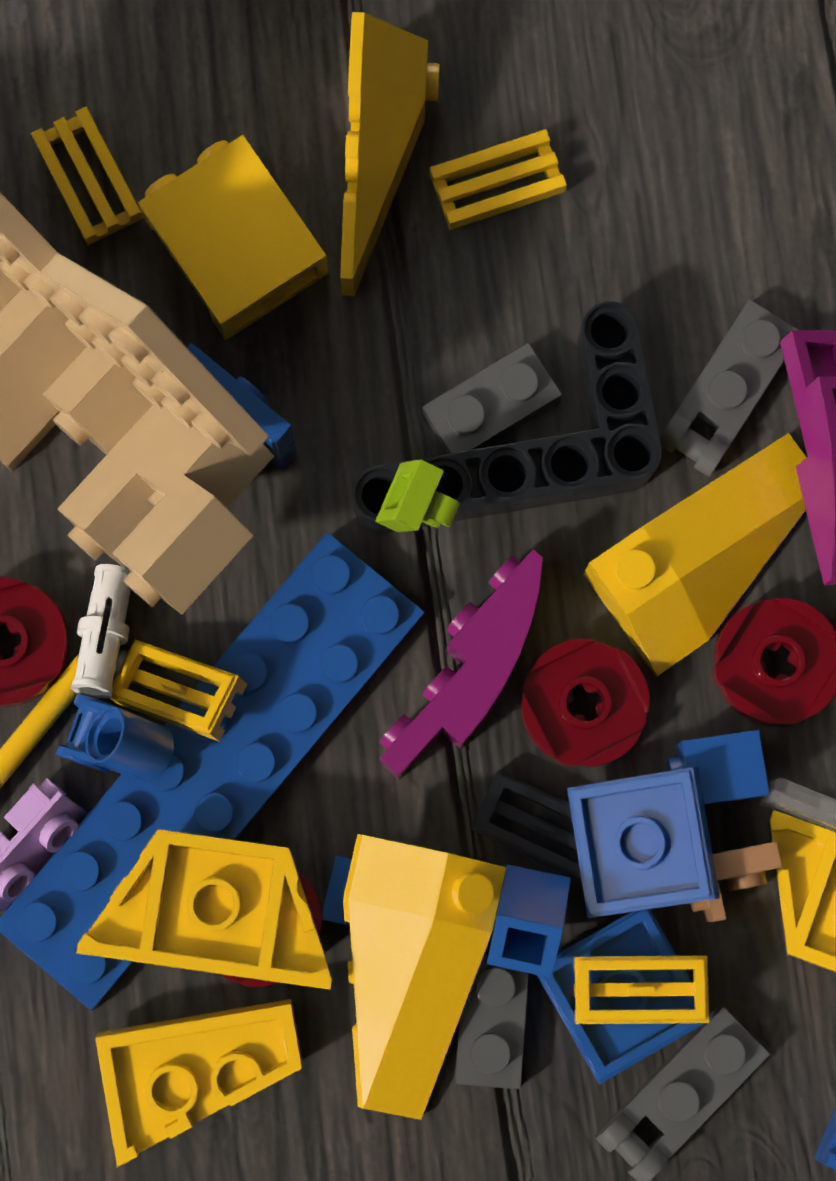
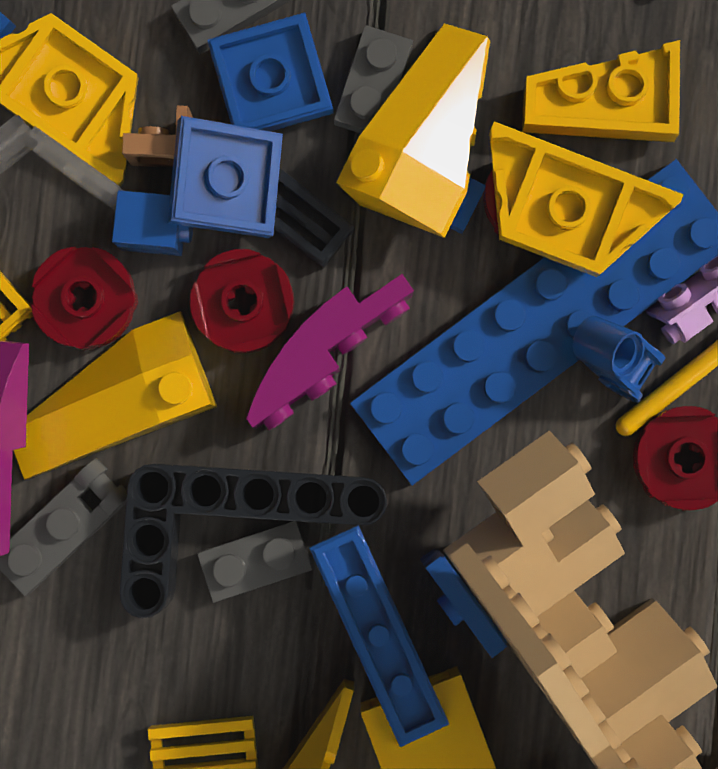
camera: 165 degrees left, 5 degrees up
(95, 670) = (620, 413): white pin -> none
(216, 706) = (530, 362): yellow tile -> none
(326, 345) = (379, 636): none -> blue tile
(414, 499) = (338, 486): lime tile -> none
(529, 921) = (327, 140): blue brick -> none
(584, 990) = (249, 89): yellow tile -> none

